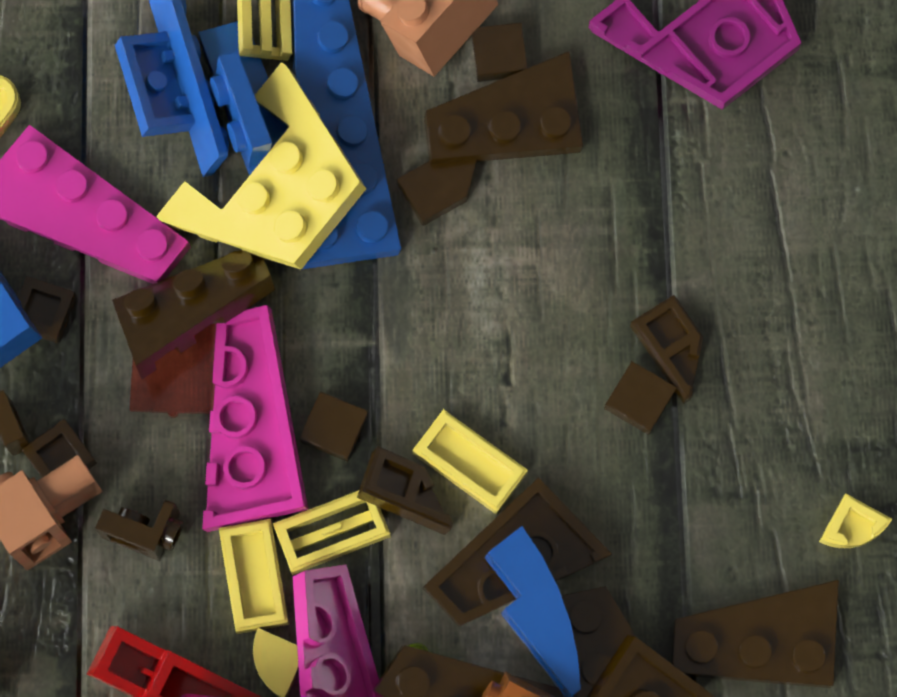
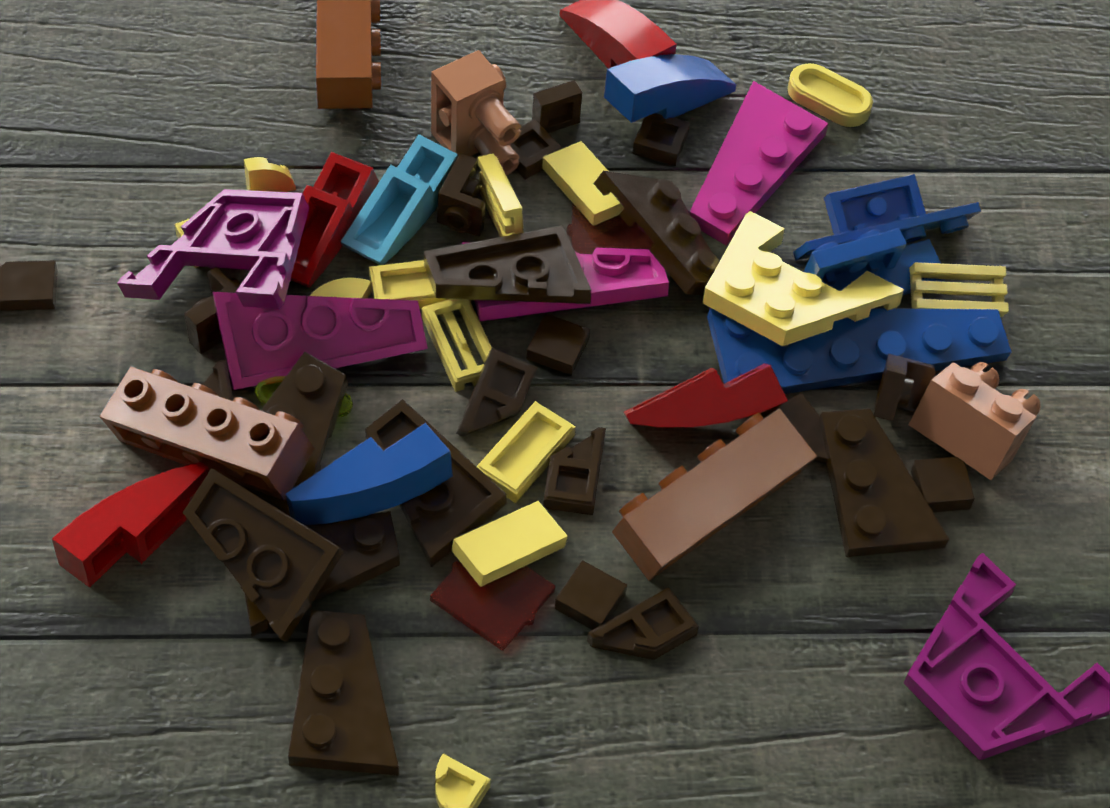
camera: 85 degrees right, 20 degrees down
(109, 396) = (574, 172): none -> light yellow tile
(147, 596) = (400, 202): none -> medium azure slope
(154, 484) = (499, 196): none -> light yellow tile
(260, 469) = (510, 268): none -> dark brown wing
(397, 81) = (902, 385): none -> dark brown bracket
(421, 273) = (708, 401): none -> red slope
(495, 410) = (575, 476): none -> dark brown tile
(532, 270) = (713, 493): none -> dark orange brick
(588, 476) = (509, 543): none -> light yellow tile
(636, 494) = (496, 609): none -> clear red piece

